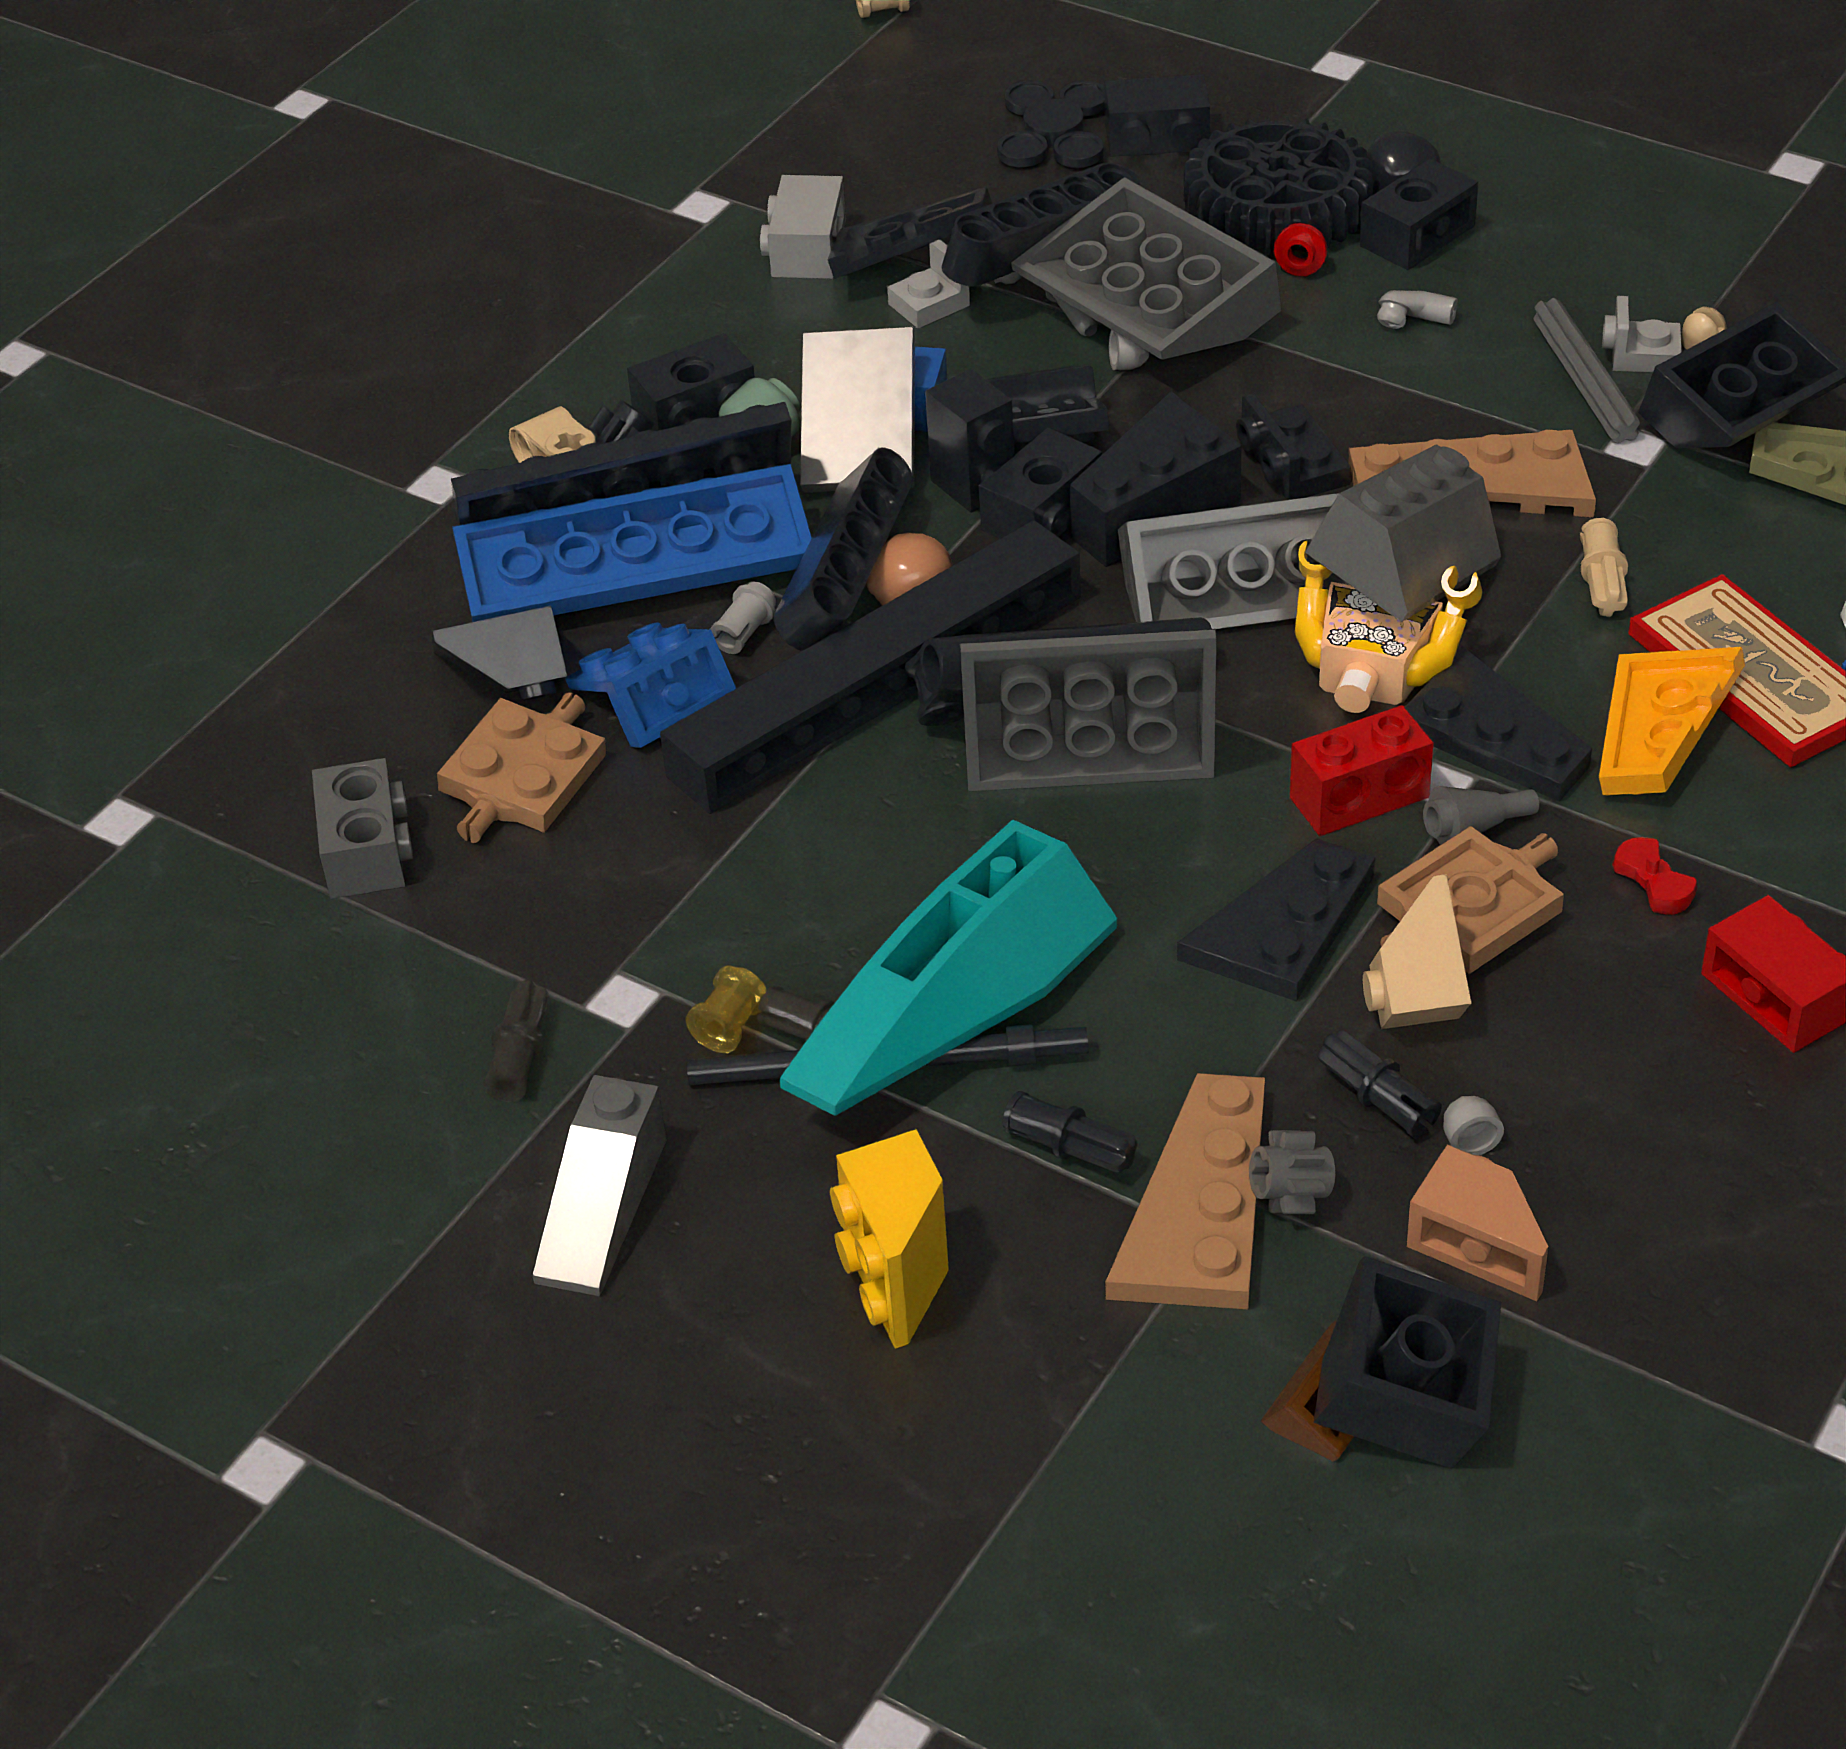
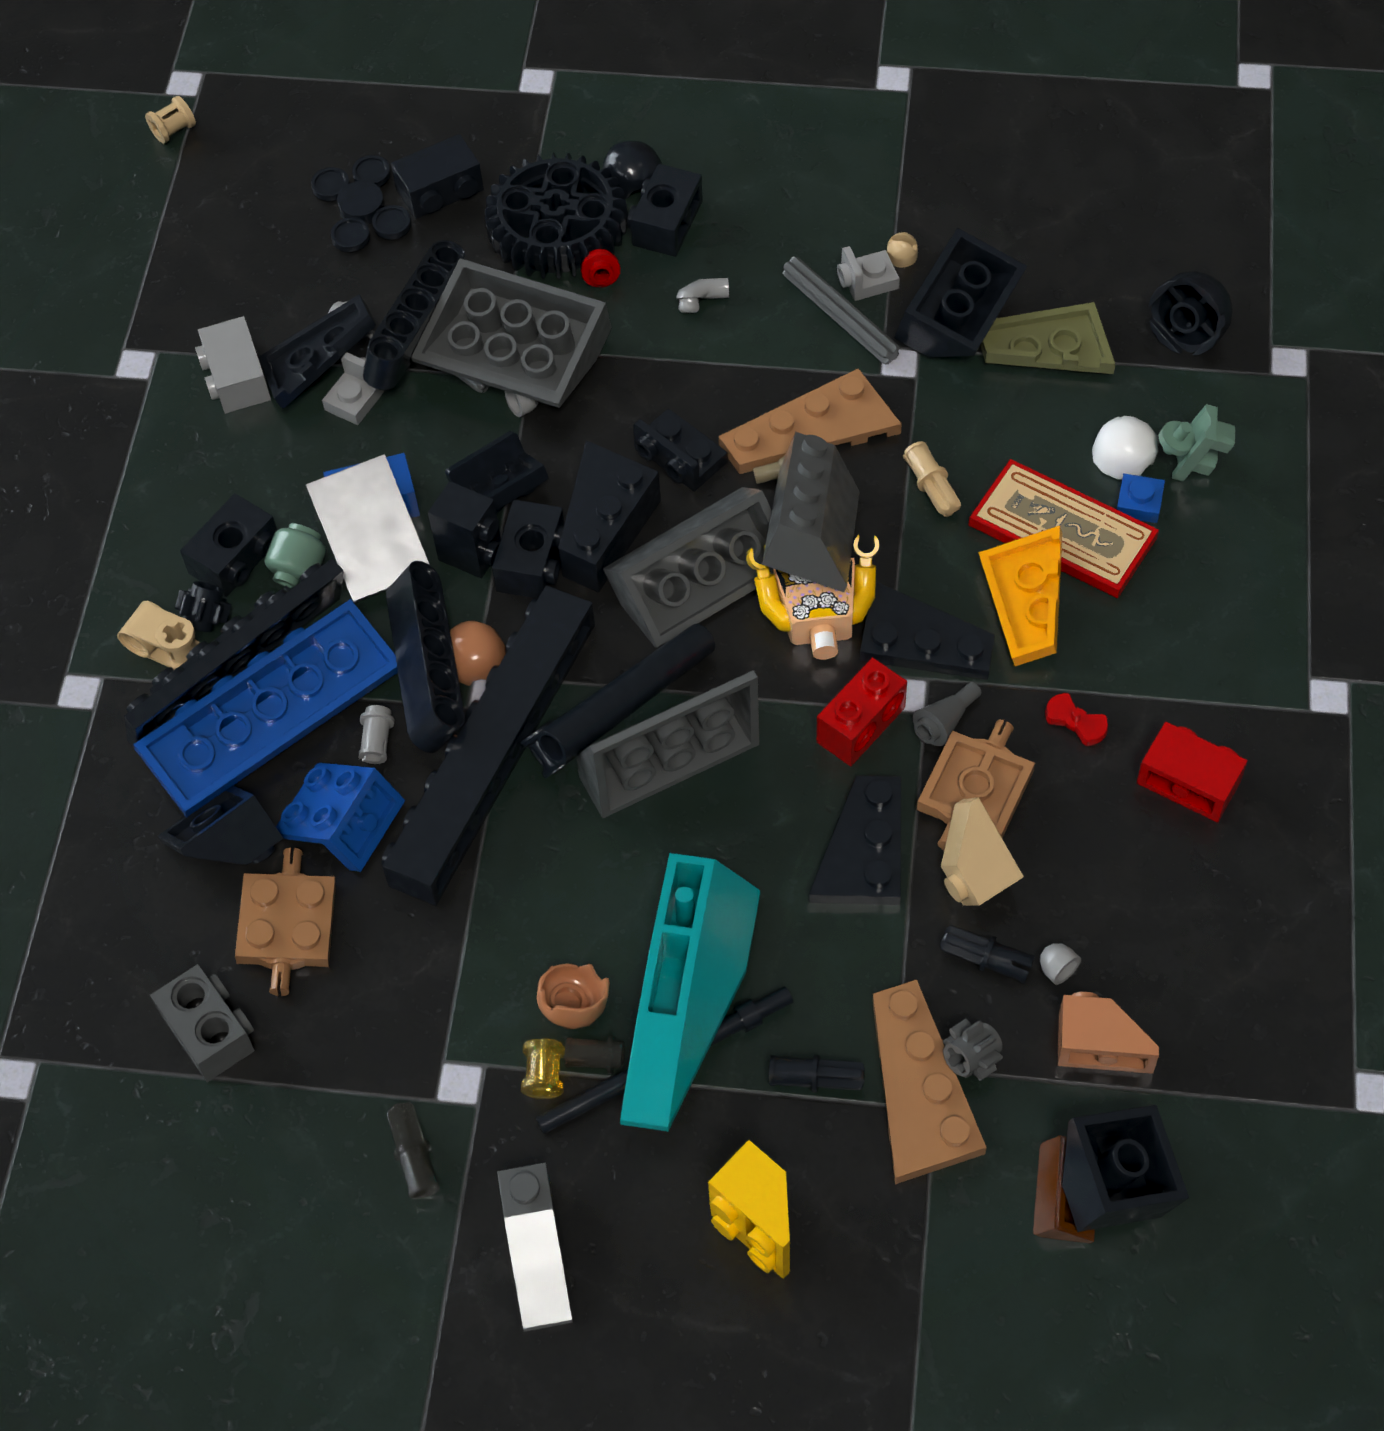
camera: 25 degrees left, 15 degrees up
(809, 945) = (572, 995): none -> nougat hair

